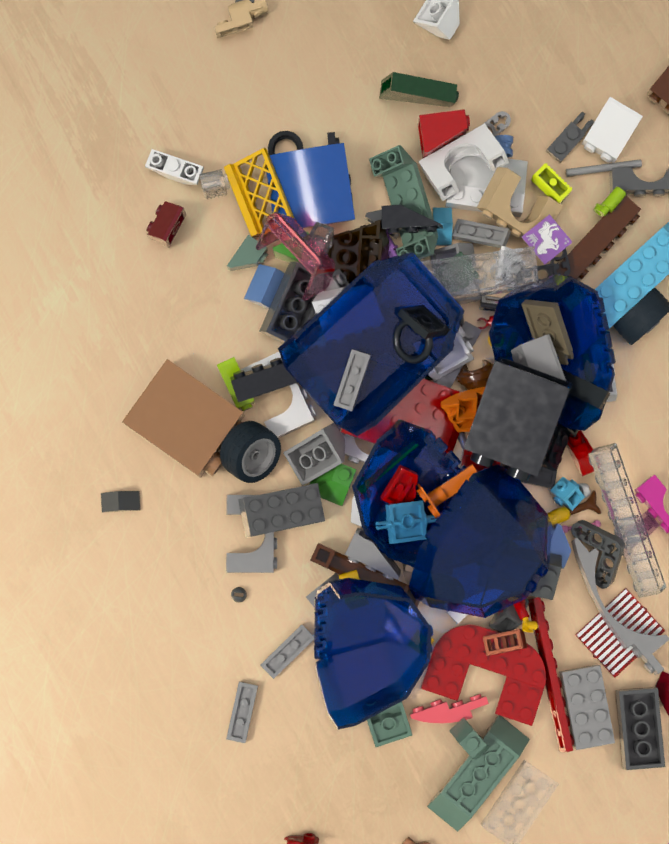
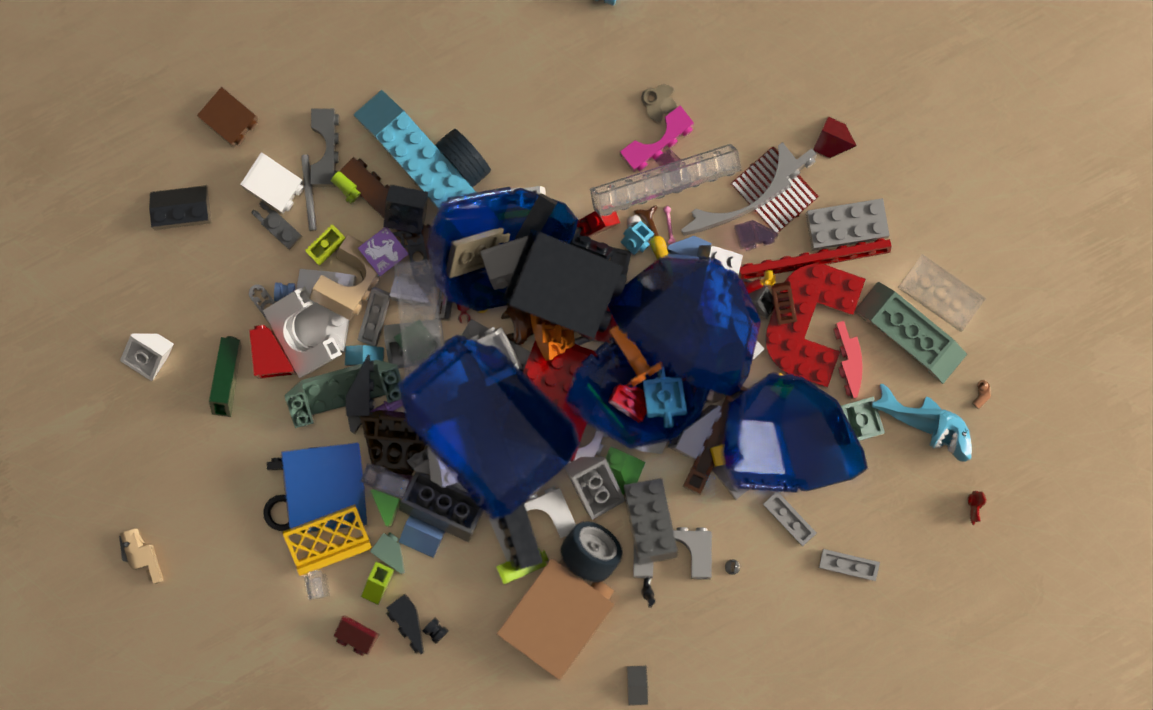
camera: 85 degrees left, 0 degrees up
(171, 301) = (435, 630): none -> black wheel
(174, 168) = (299, 625): white slope -> none
(185, 273) = (407, 617): none -> black slope
(211, 510) = (647, 592): none -> black piece
(218, 243) = (377, 583): none -> lime slope
(303, 247) = (388, 495): clear pink windscreen -> none
(352, 380) = (524, 447): light grey plate -> none
(384, 807) = (943, 425): none -> medium azure piece
(423, 323) = (471, 373): black tile -> none
(469, 739) = (878, 340): sand green slope -> none
(575, 611) = (753, 233): none -> clear purple slope
(584, 42) = (179, 207): none -> black slope
(589, 259) = (405, 209): none -> black brick
(605, 546) = (690, 202): dark grey beam -> none
(640, 728) = (868, 173): dark grey brick -> none

